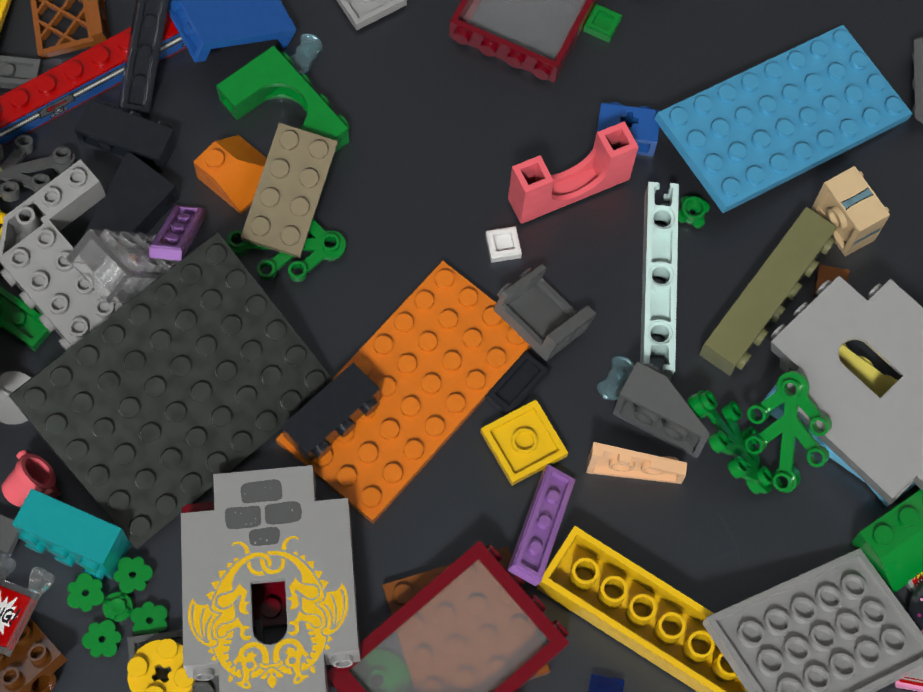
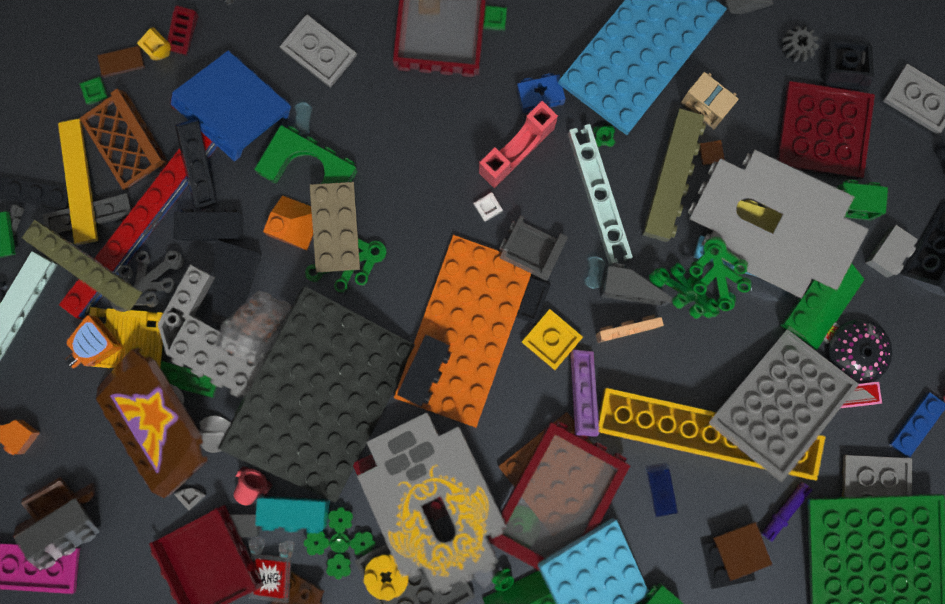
camera: 15 degrees left, 15 degrees up
(177, 233) = (275, 289): medium lavender tile -> none

